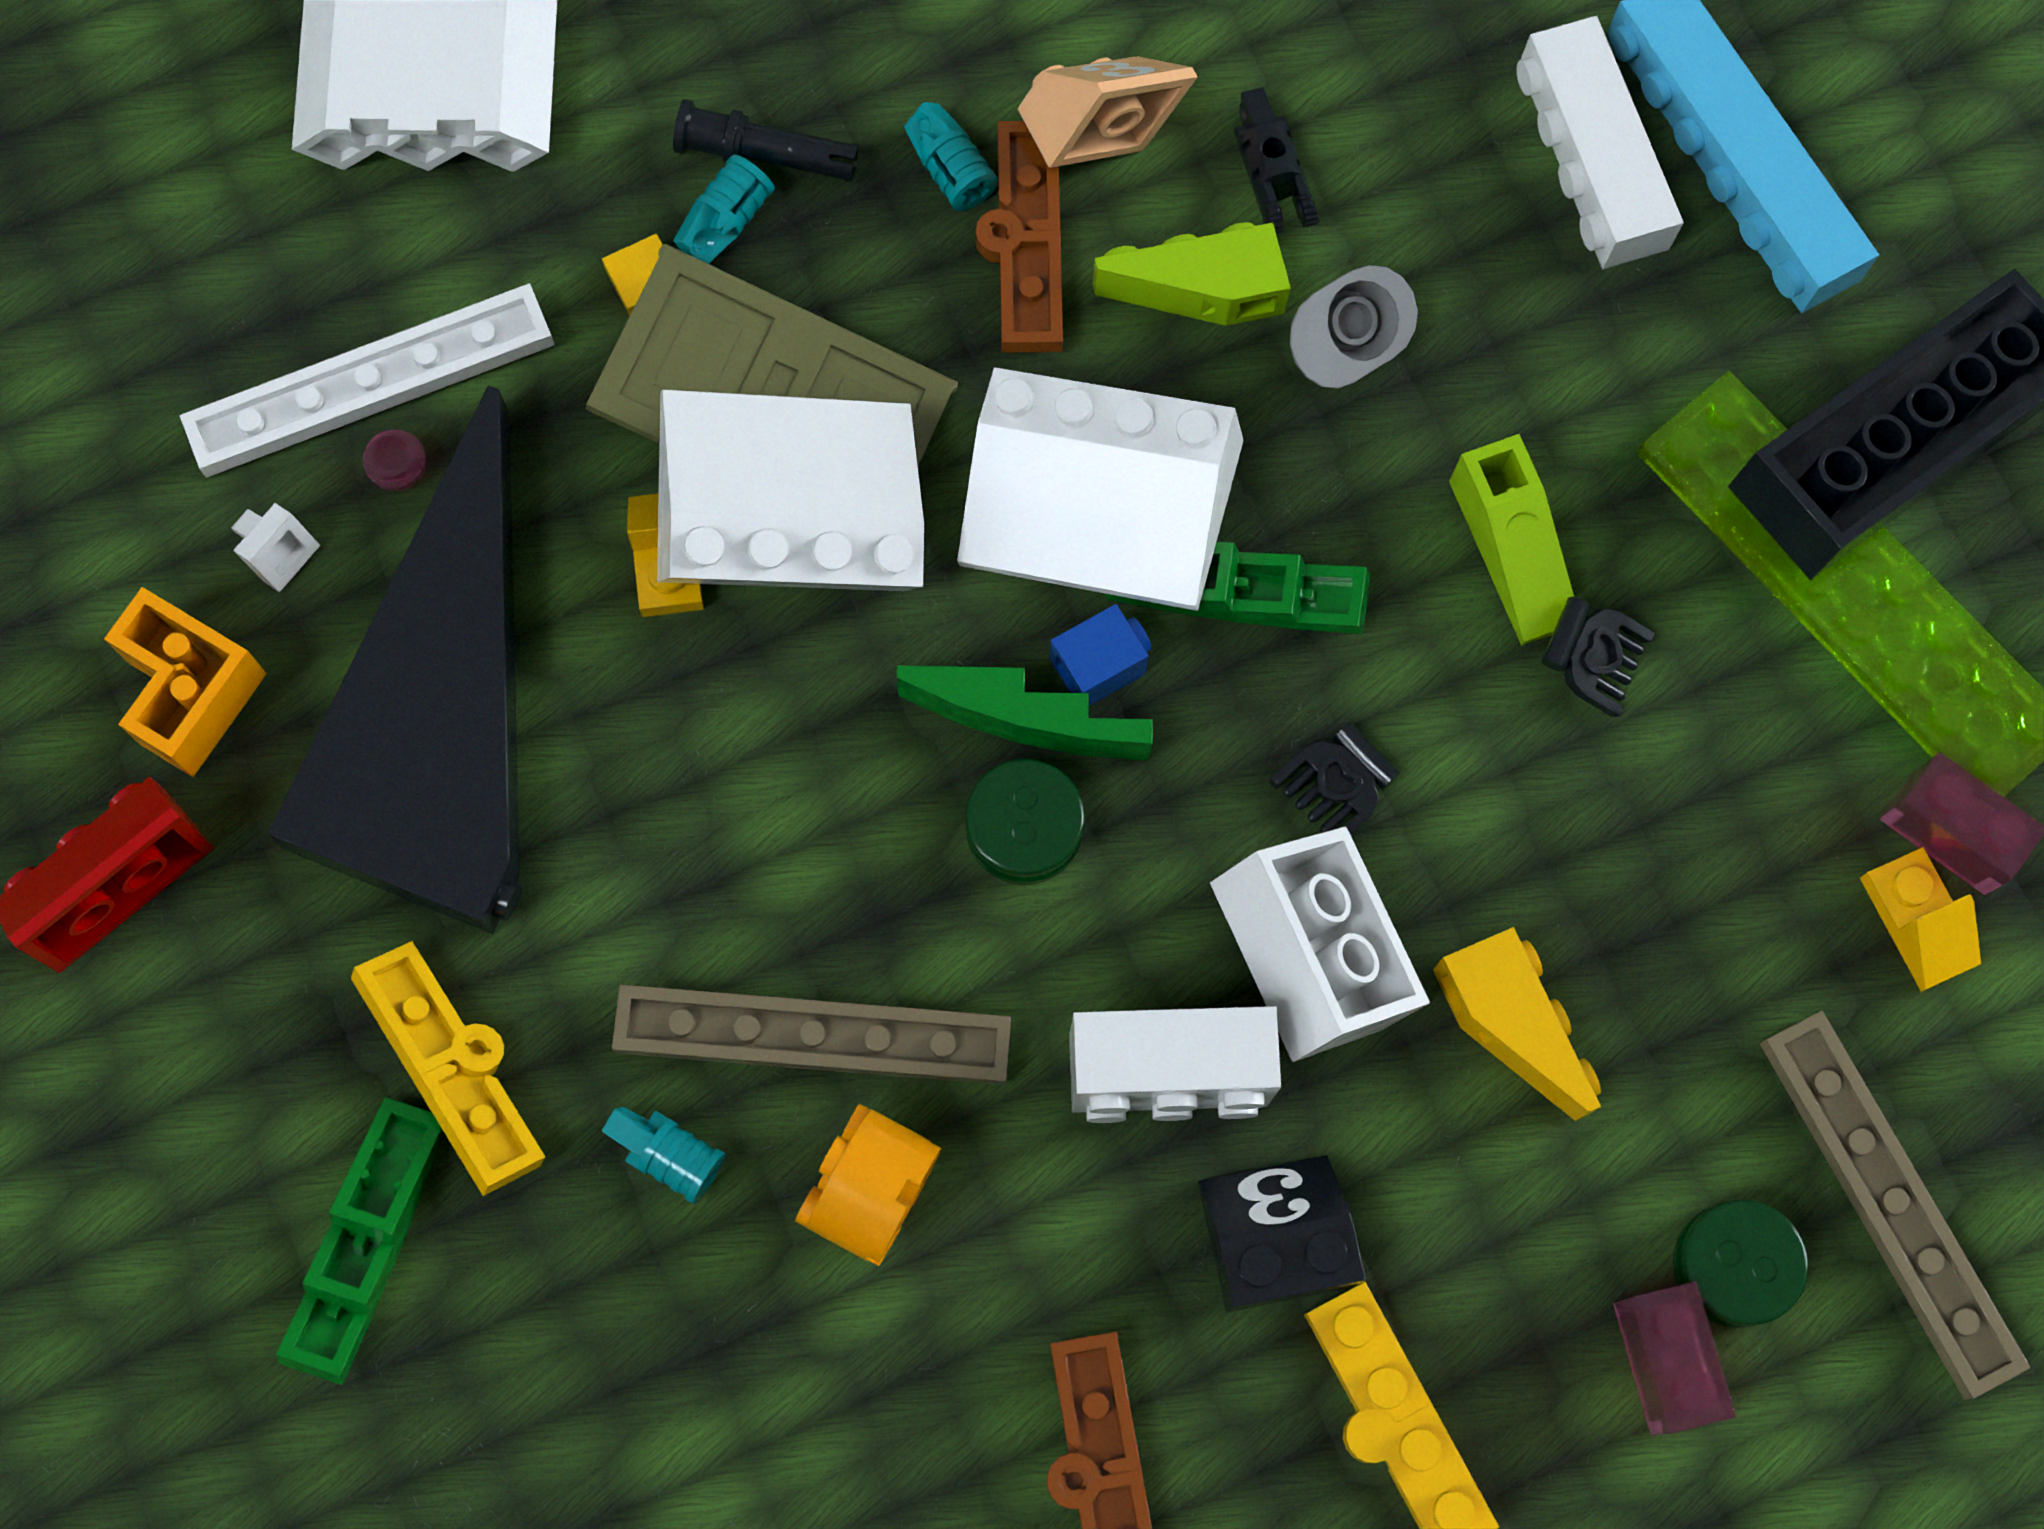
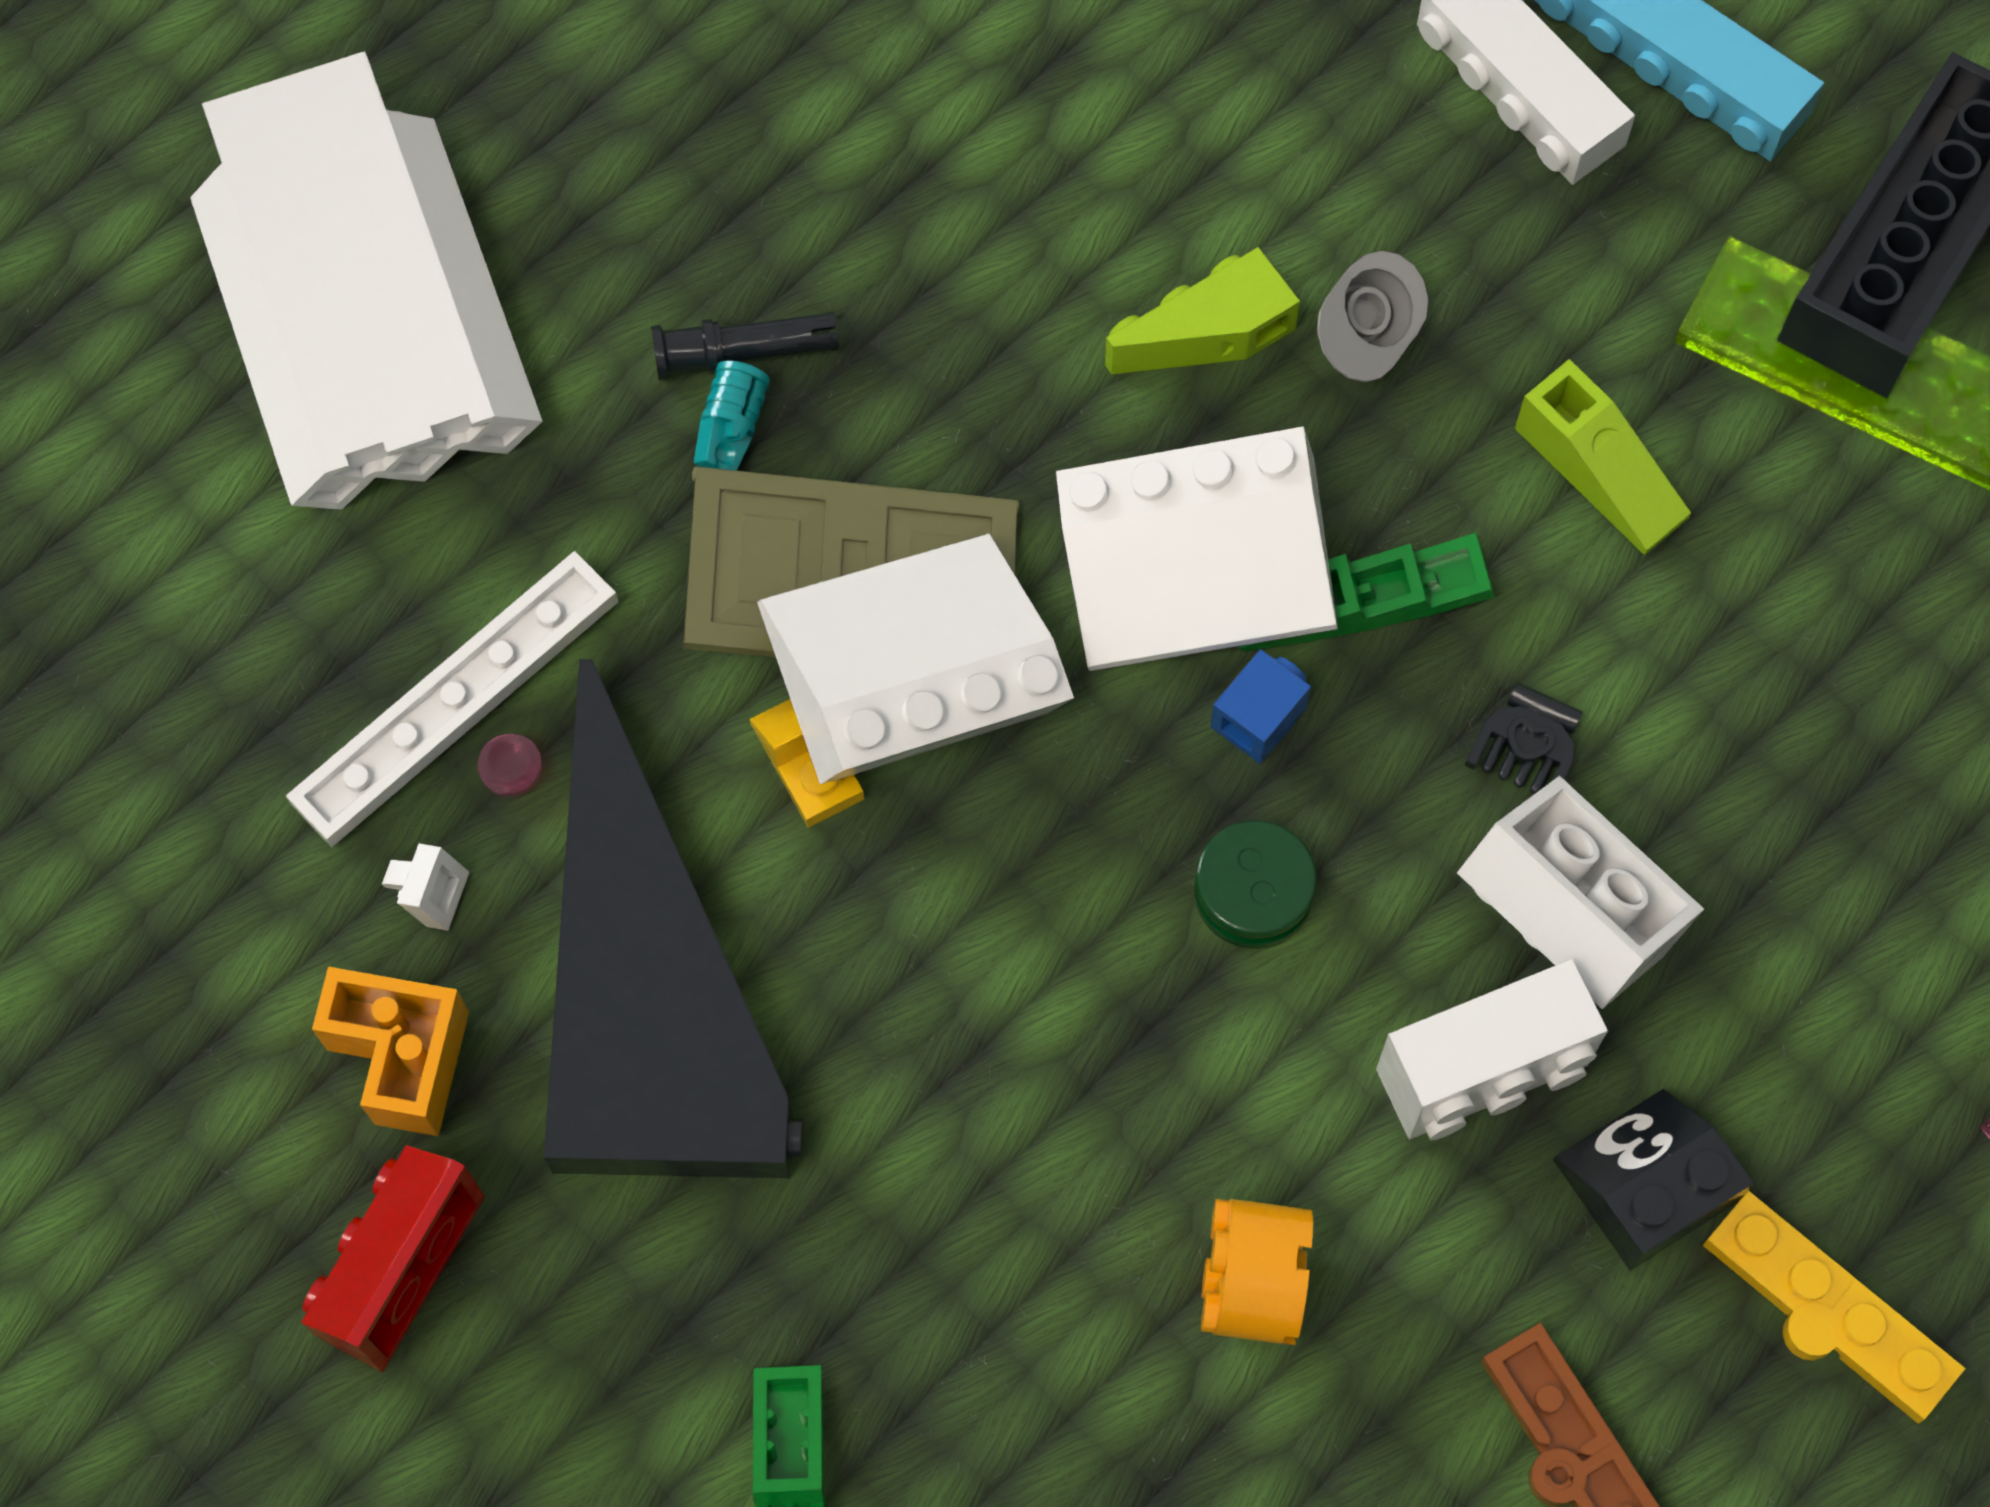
camera: 15 degrees left, 5 degrees down
(449, 1066) = (806, 1314): yellow hinge -> none
(631, 269) = (669, 506): yellow tile -> none
(666, 1152) = (1046, 1317): teal hinge -> none
(812, 1034) = (1138, 1156): dark tan plate -> none
(950, 157) = (924, 292): teal hinge -> none
(997, 704) = (1188, 785): green slope -> none
(1026, 243) = (1028, 342): dark orange hinge -> none
(1102, 107) = (1054, 195): light nougat slope -> none
(1272, 161) = (1229, 191): black hinge -> none
(1507, 1011) = (1778, 895): yellow slope -> none
(1591, 646) = (1711, 531): black piece -> none

